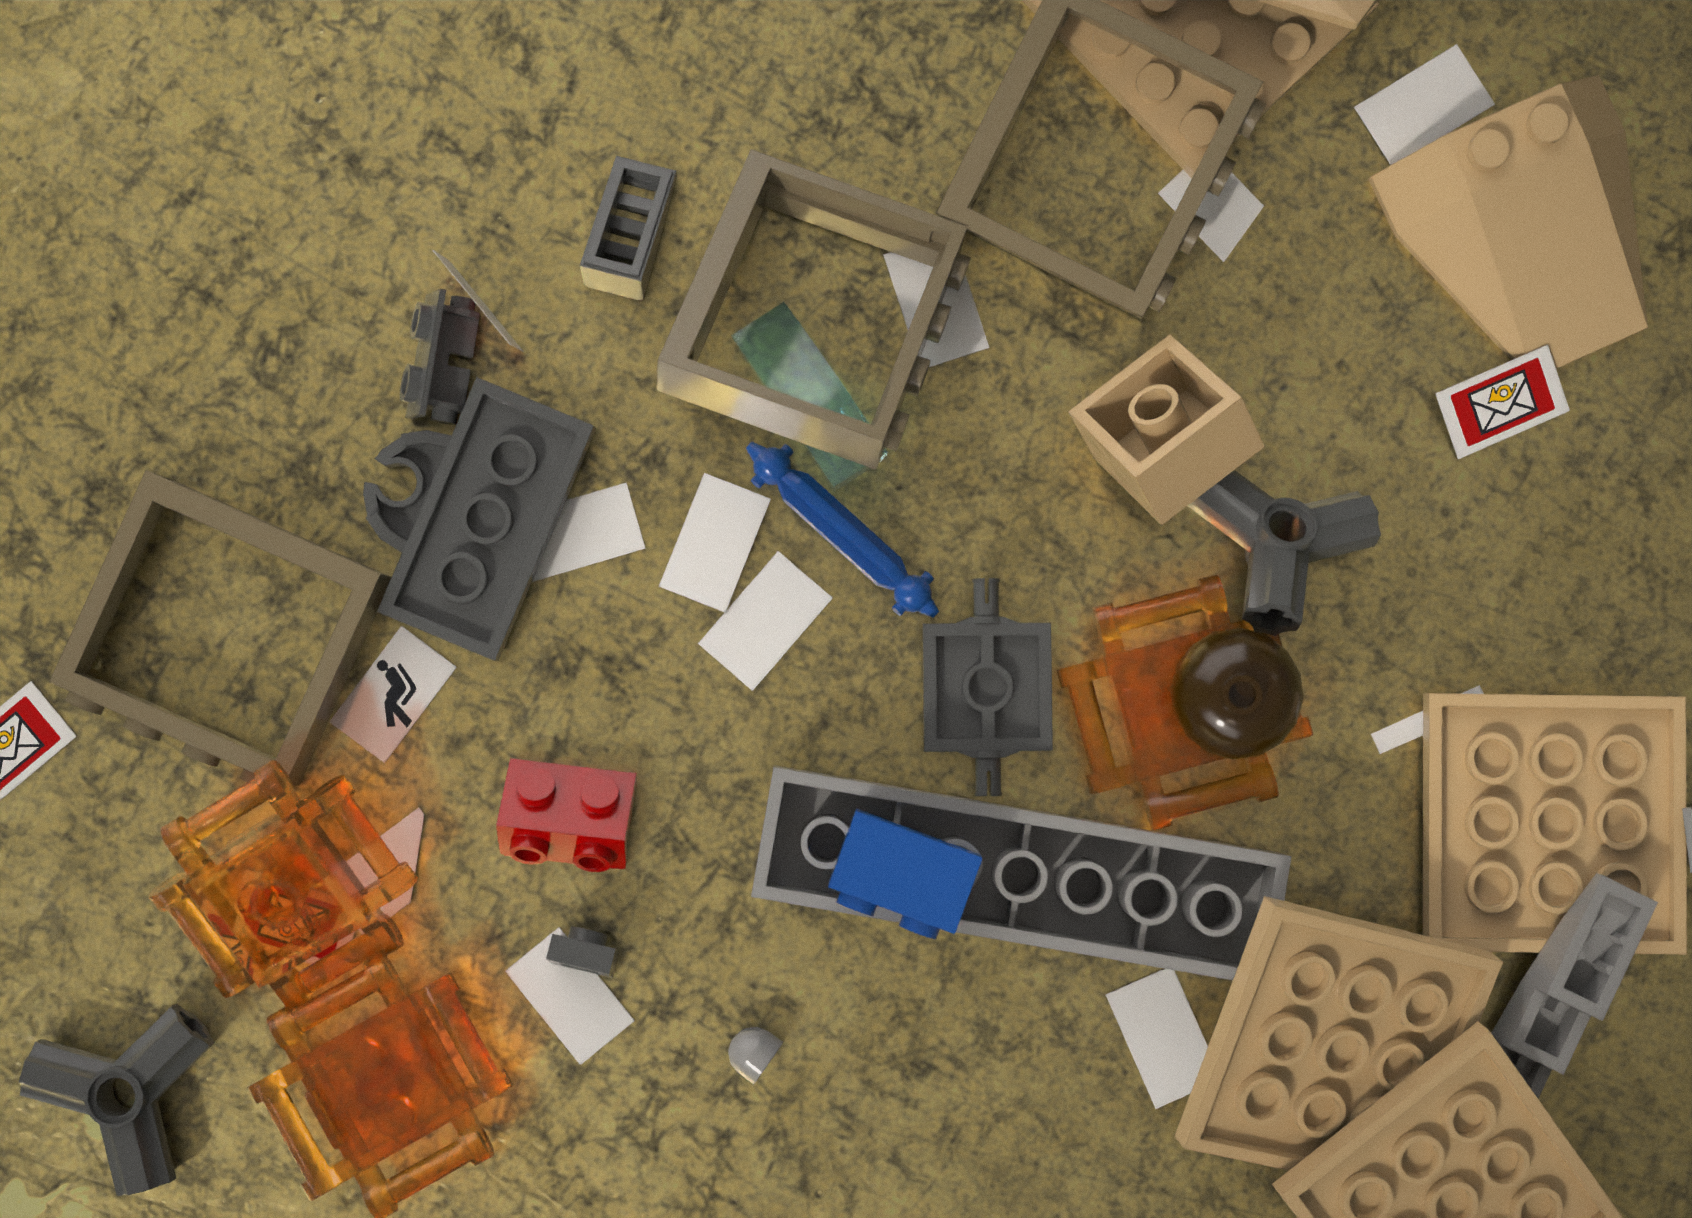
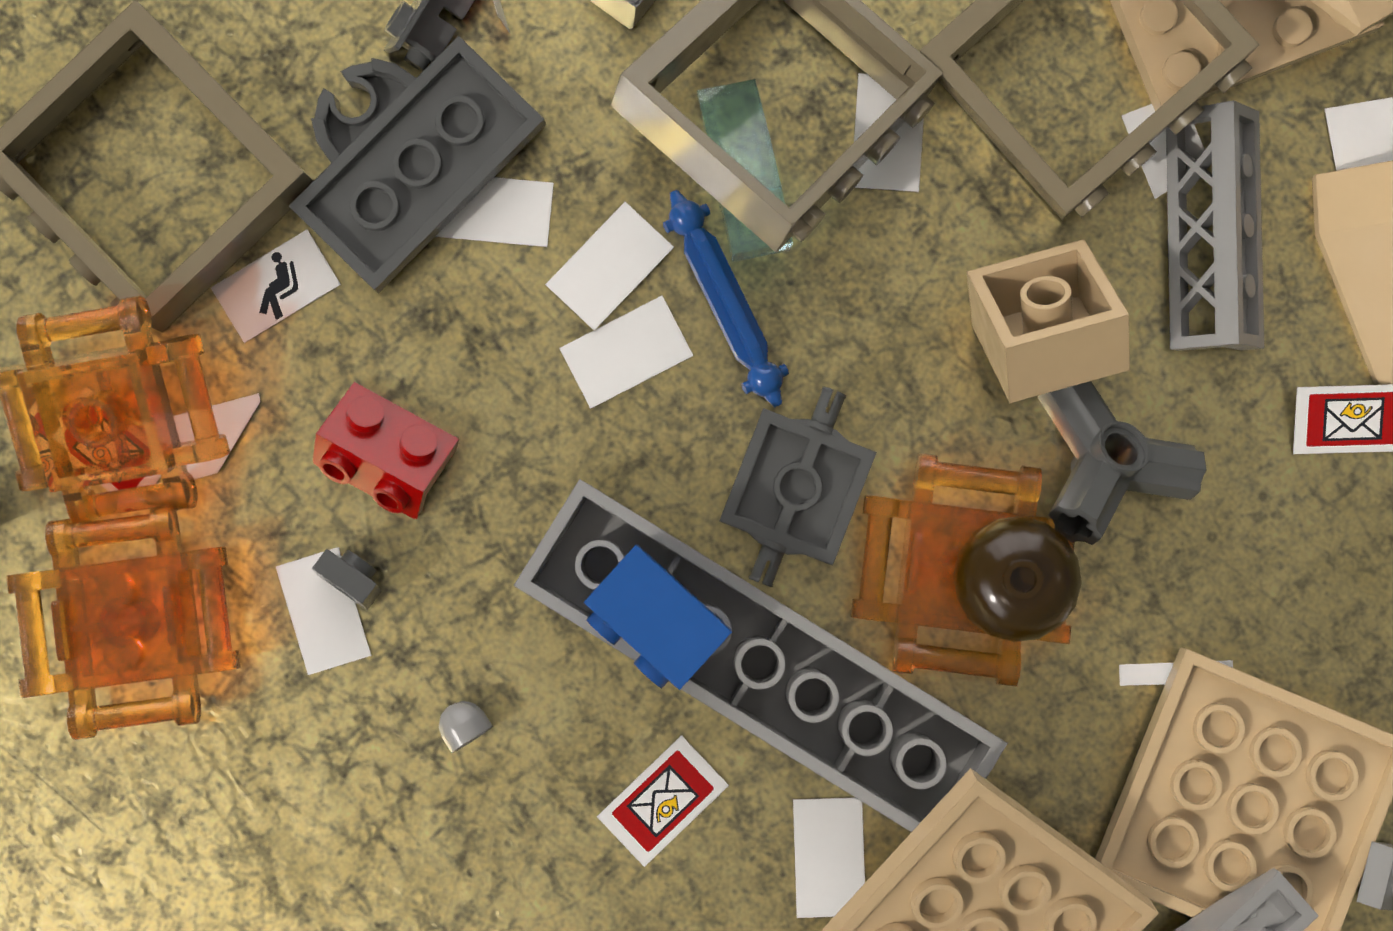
camera: 20 degrees right, 0 degrees up
(978, 1047) = (662, 801): none -> sticker
(1315, 268) = (1235, 235): none -> light grey fence

